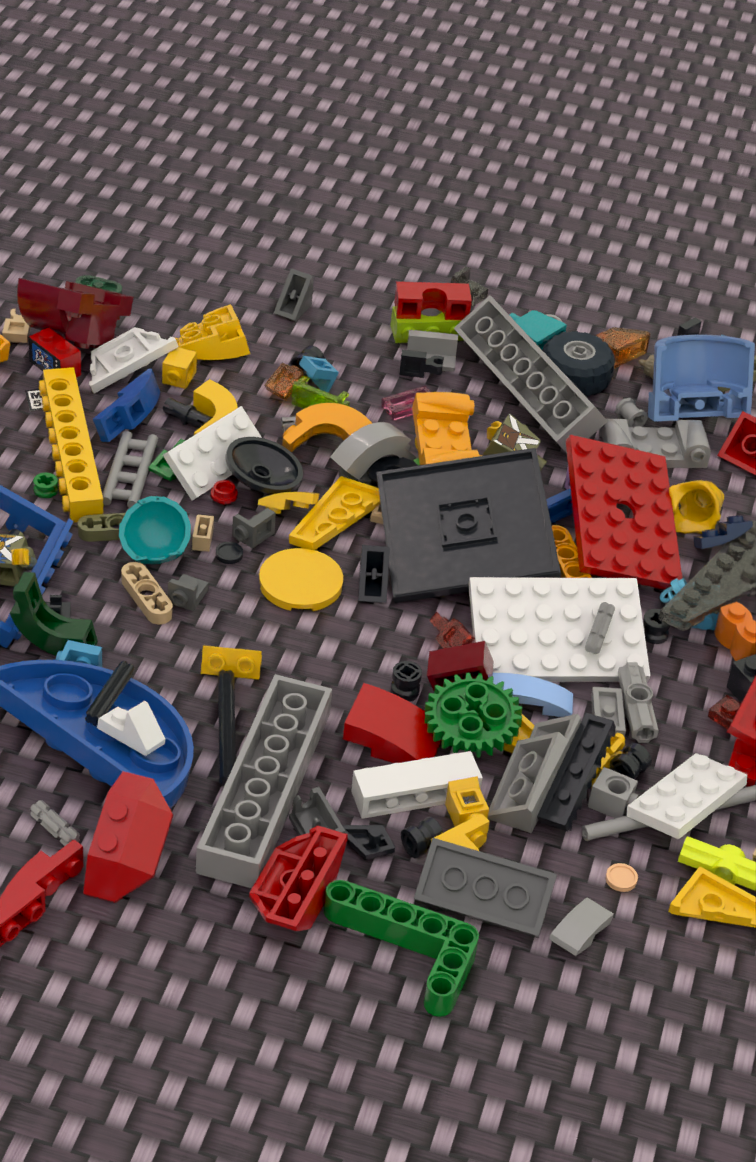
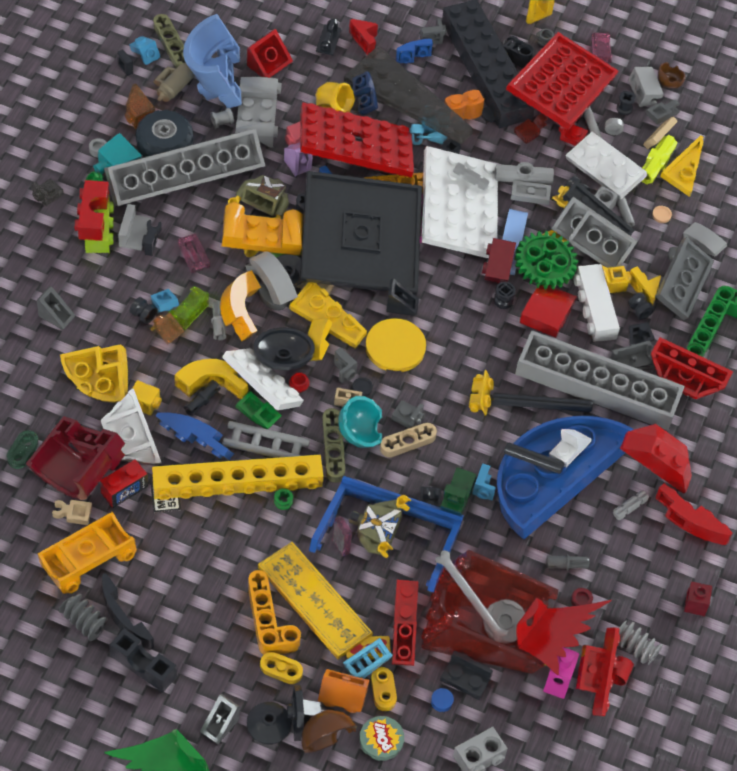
camera: 85 degrees left, 15 degrees up
(451, 632) = (461, 263): clear red plate -> none

